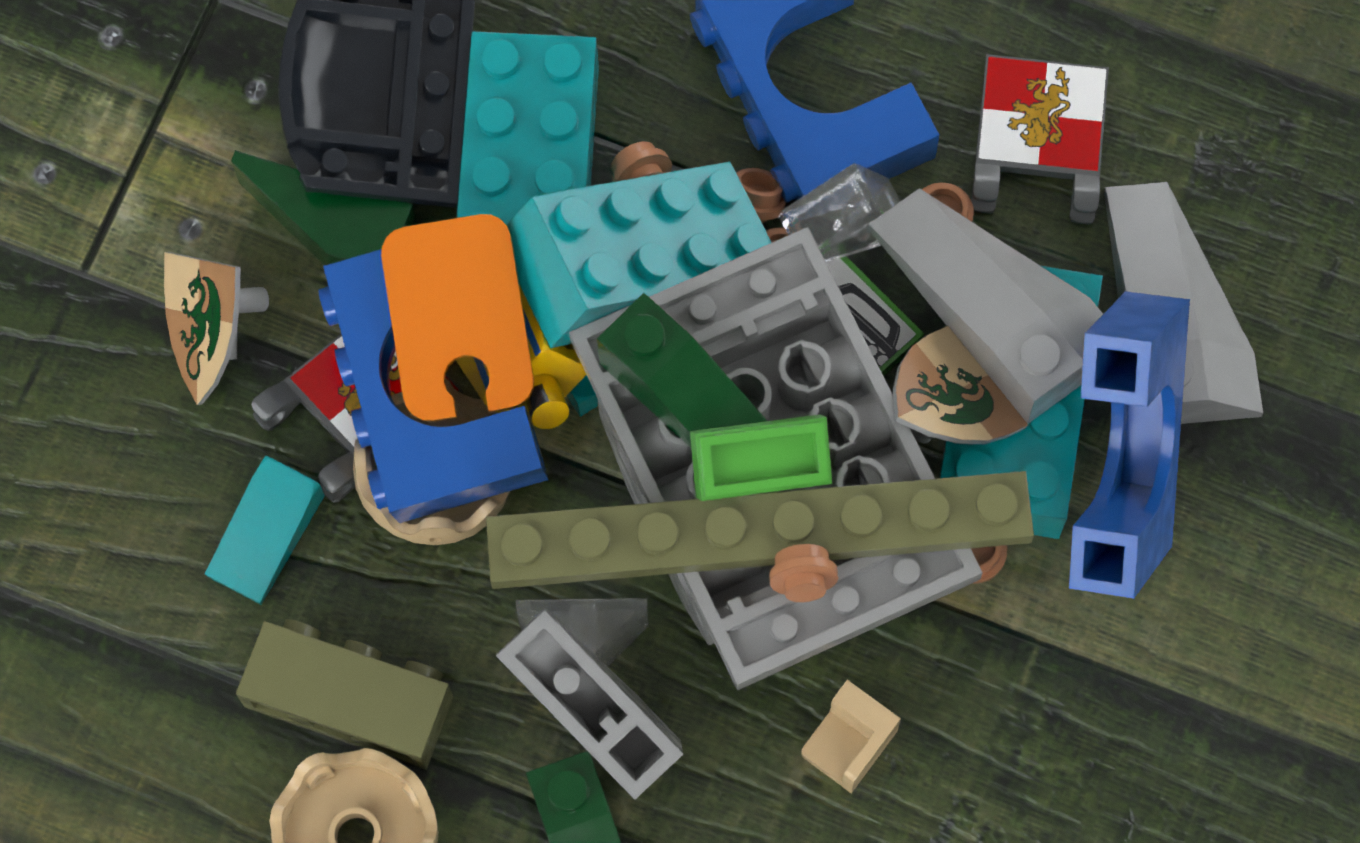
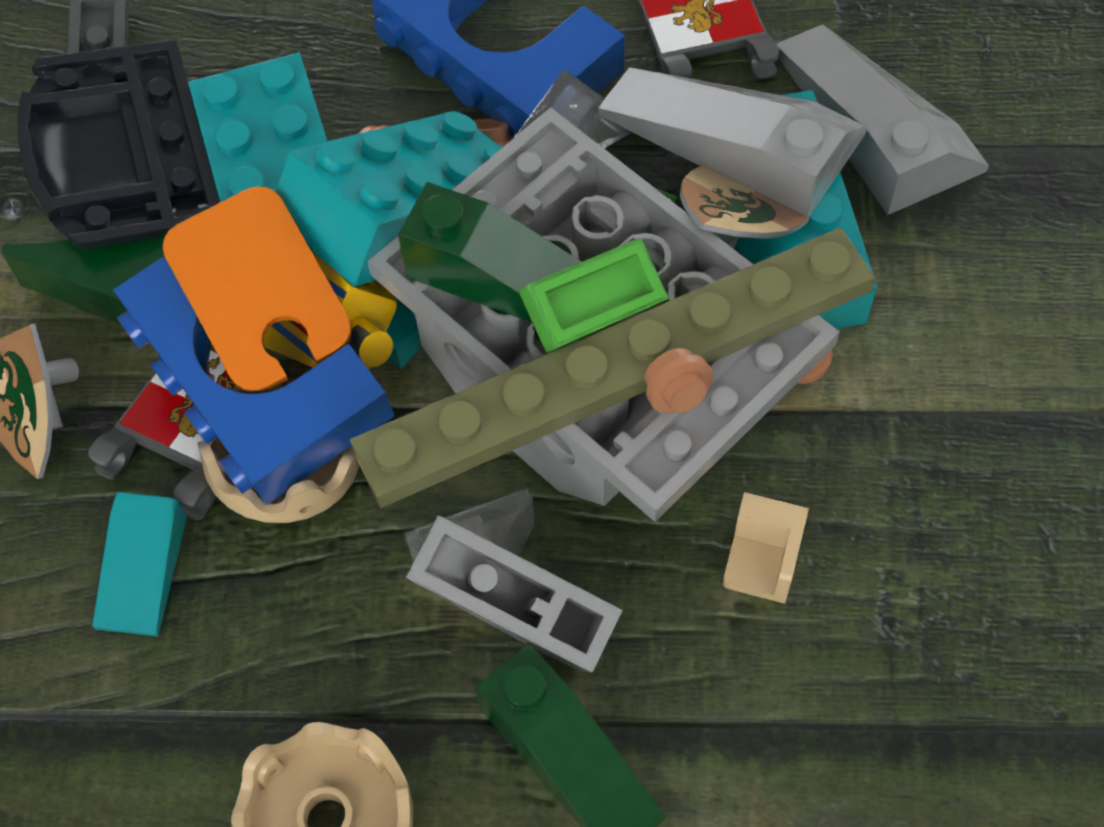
camera: 20 degrees left, 10 degrees down
(346, 692) = (266, 682): olive brick -> none
(1138, 365) = (912, 192): blue arch -> none

